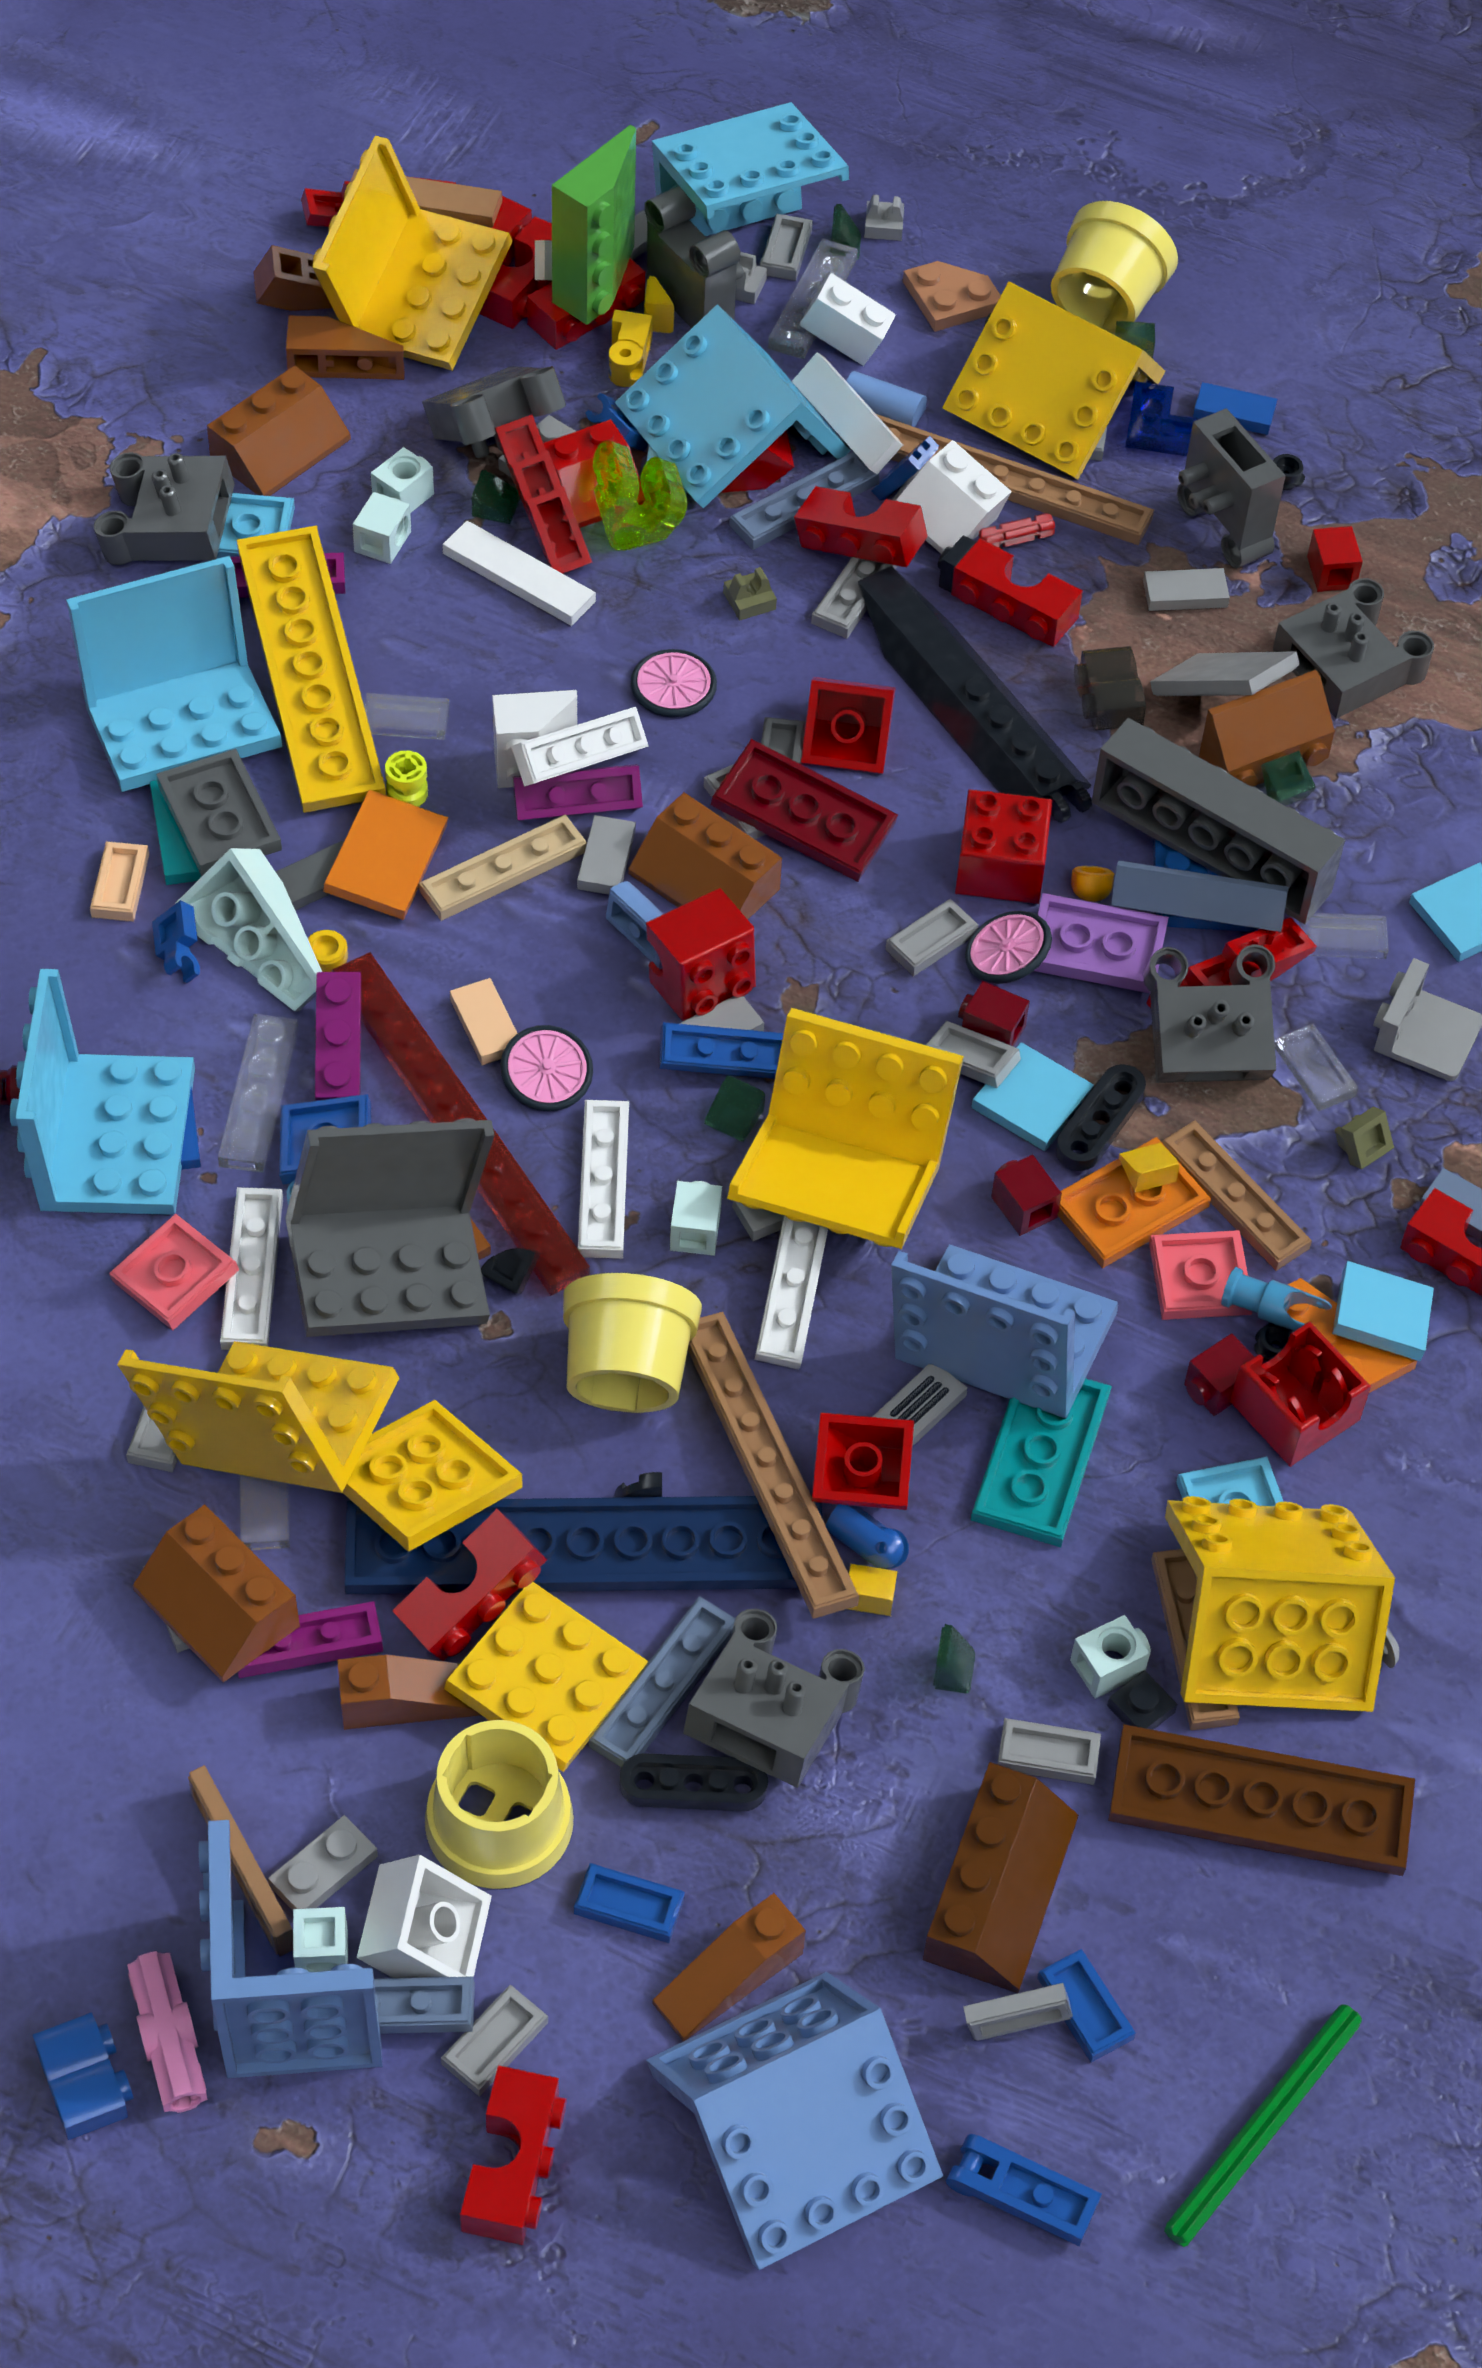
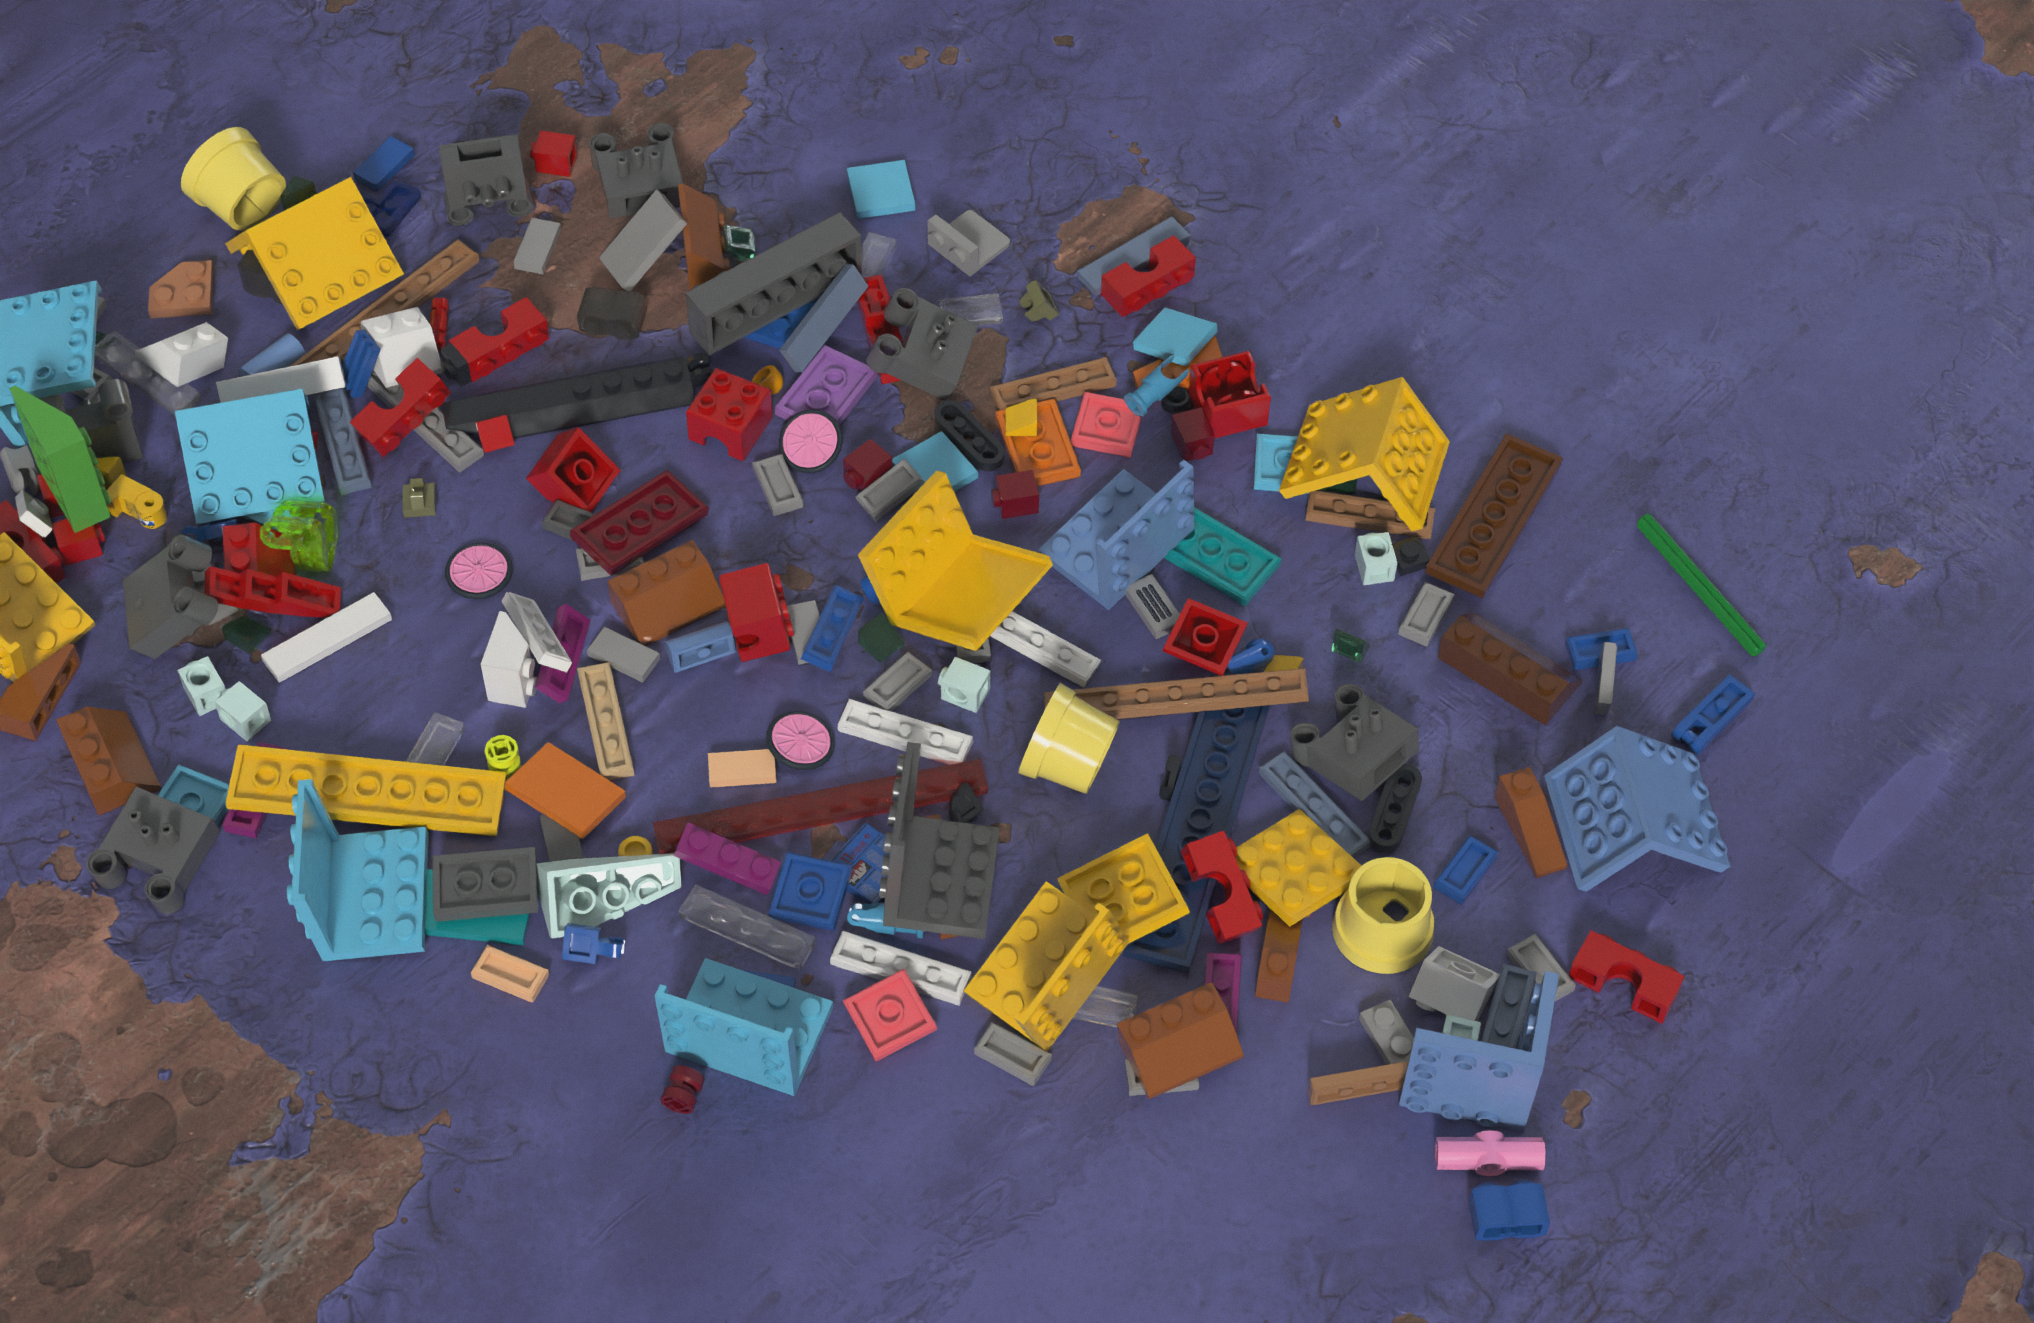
camera: 70 degrees left, 0 degrees up
(677, 1148) = (897, 682): none -> light grey tile
(873, 631) = (494, 433): none -> red tile

